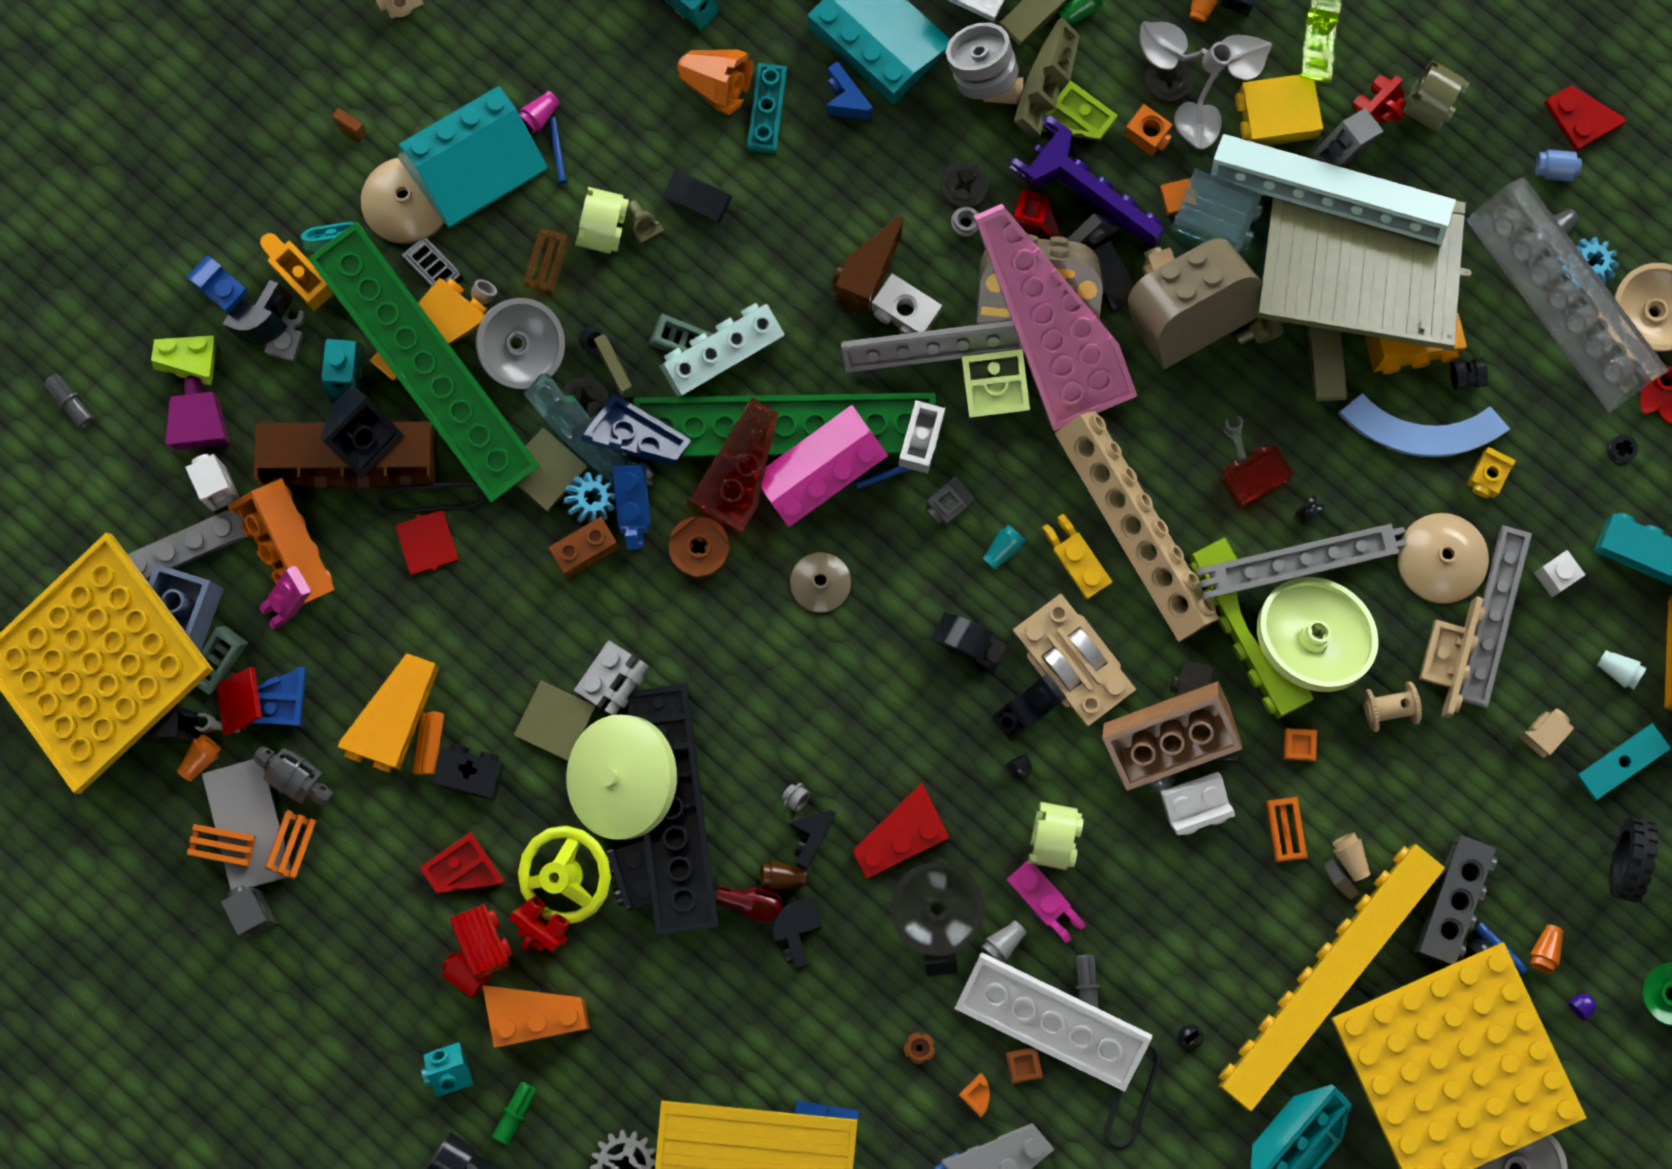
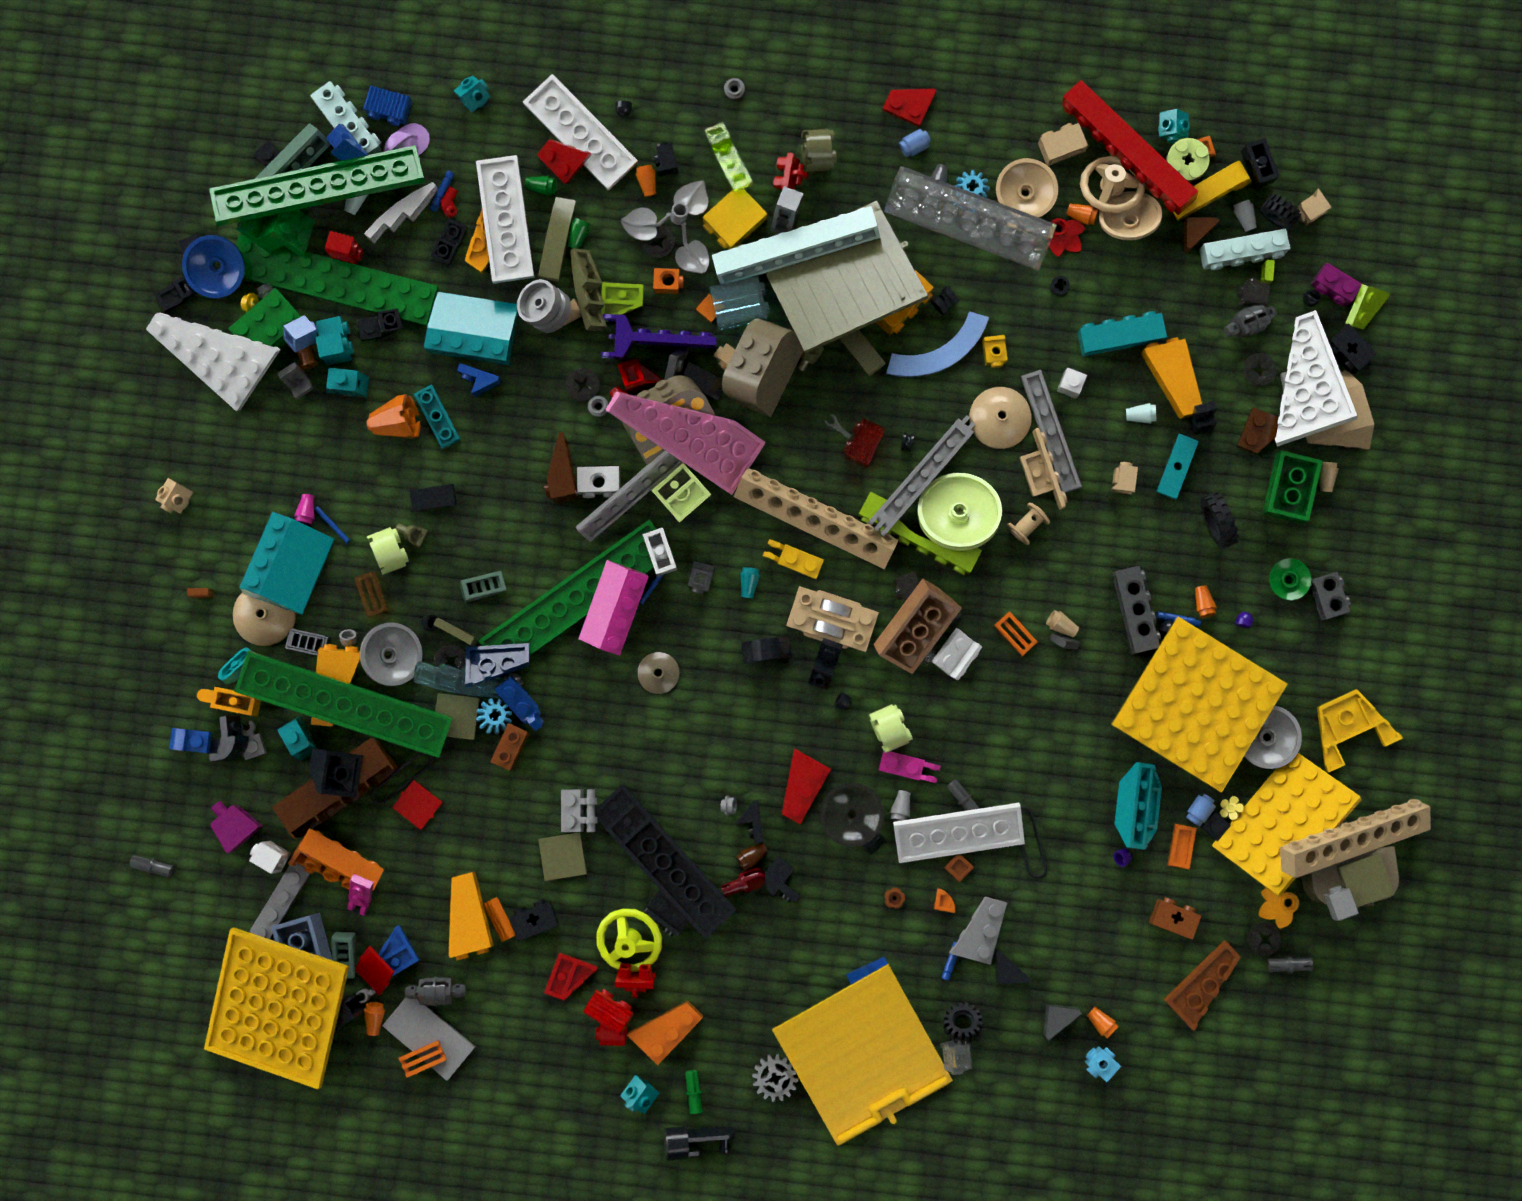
camera: 30 degrees left, 5 degrees up
(186, 356) = (202, 794): lime wing -> none
(248, 911) = (465, 1085): dark grey brick -> none
(299, 820) = (456, 1013): orange tile -> none
(621, 777) = (623, 863): yellowish green dish -> none
(702, 530) = (586, 695): dark orange plate -> none
(722, 349) = (510, 578): light aqua brick -> none
(735, 476) = (568, 648): clear red wedge -> none
(1186, 1031) = (1036, 785): black hinge -> none
(1300, 745) = (991, 580): orange tile -> none
(1330, 977) = (1095, 700): yellow brick -> none

